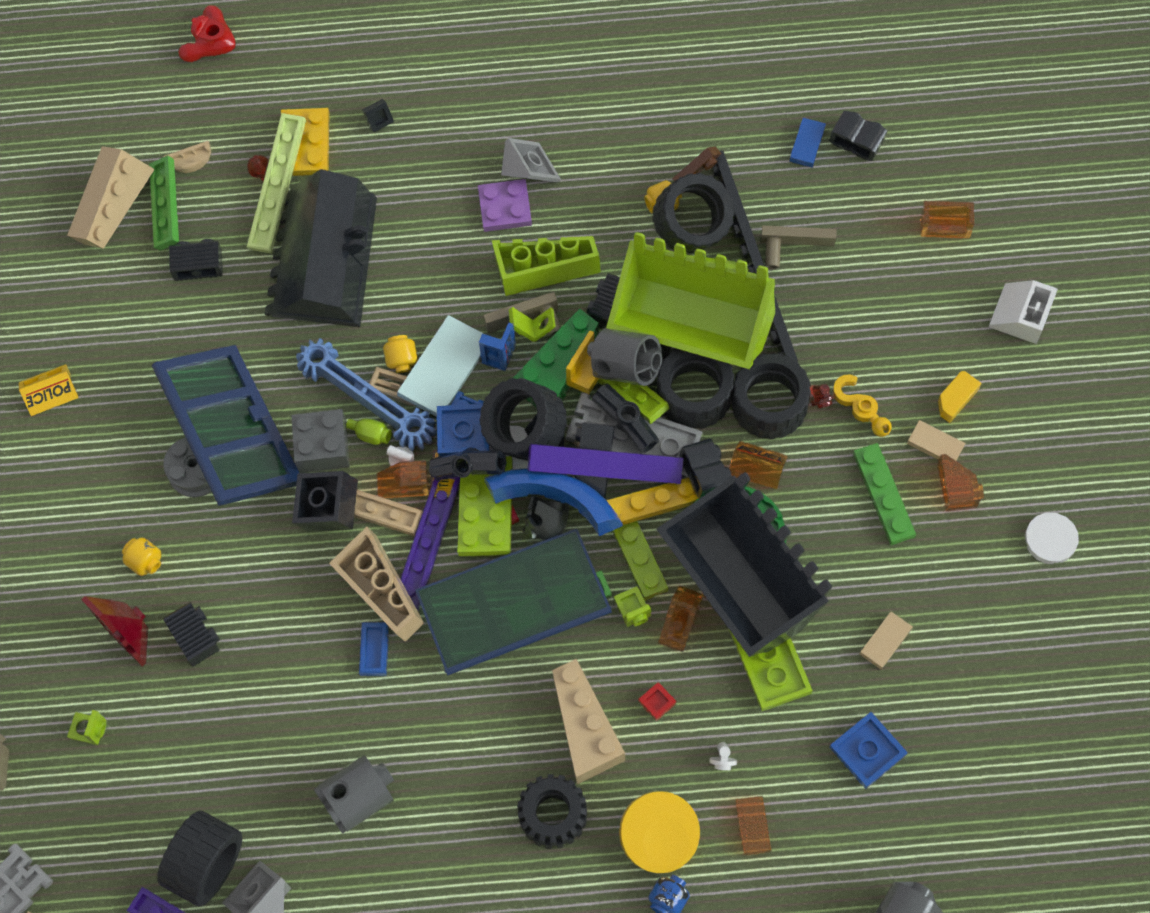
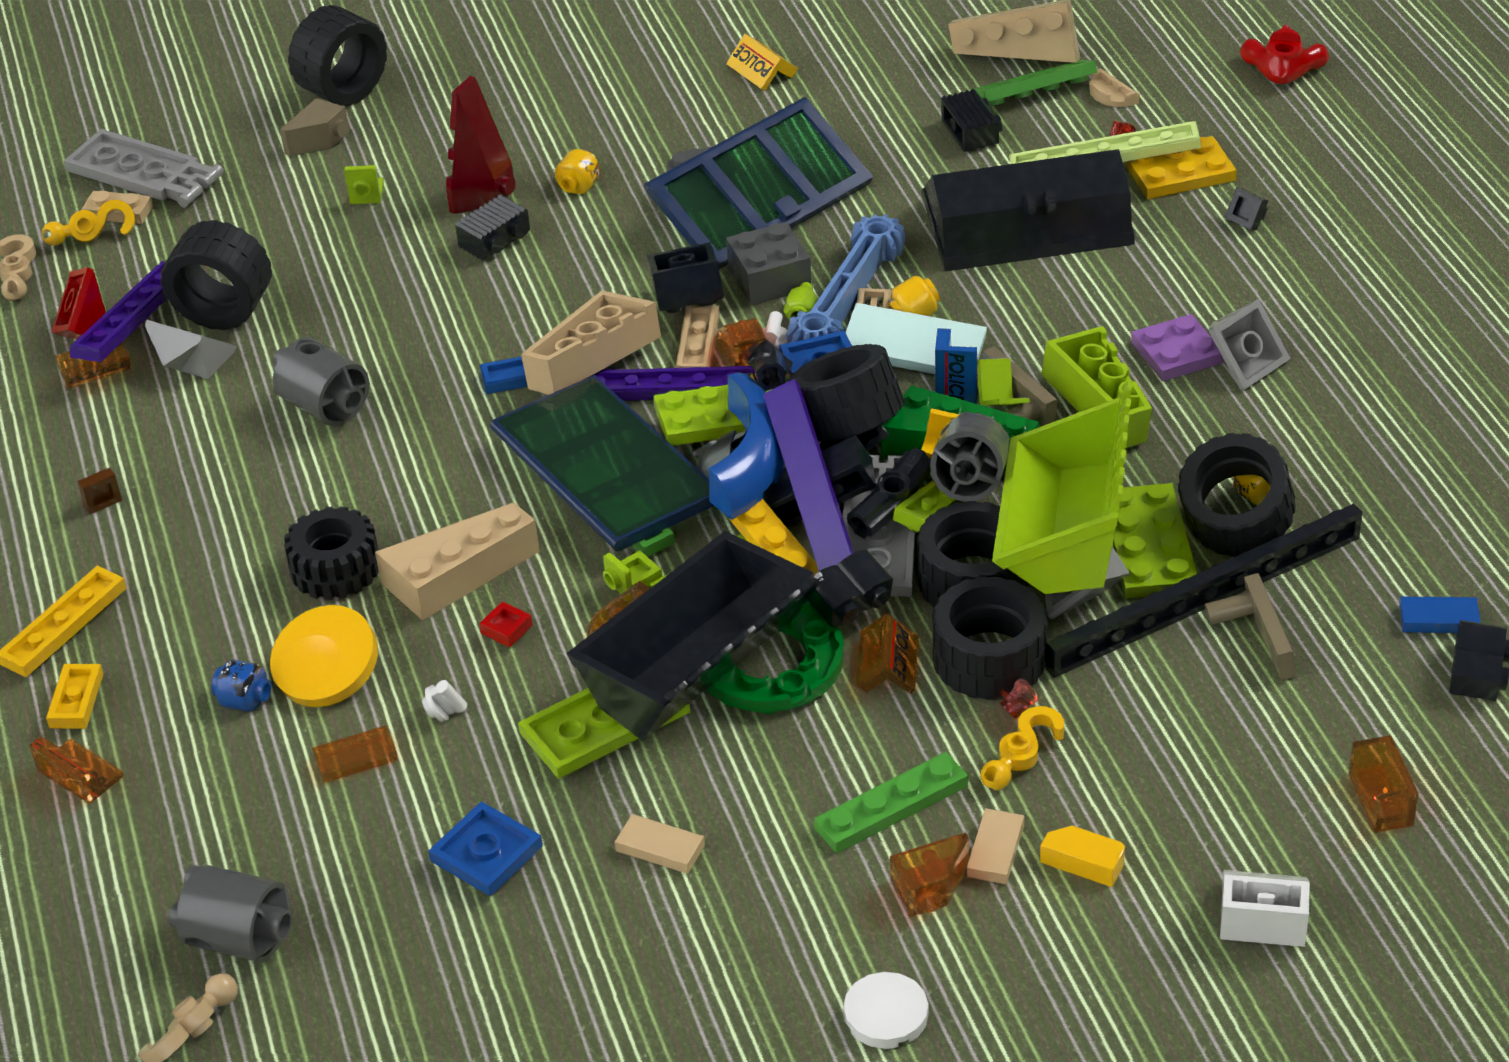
camera: 75 degrees right, 25 degrees down
(703, 161) = (1323, 490): reddish brown plate -> none

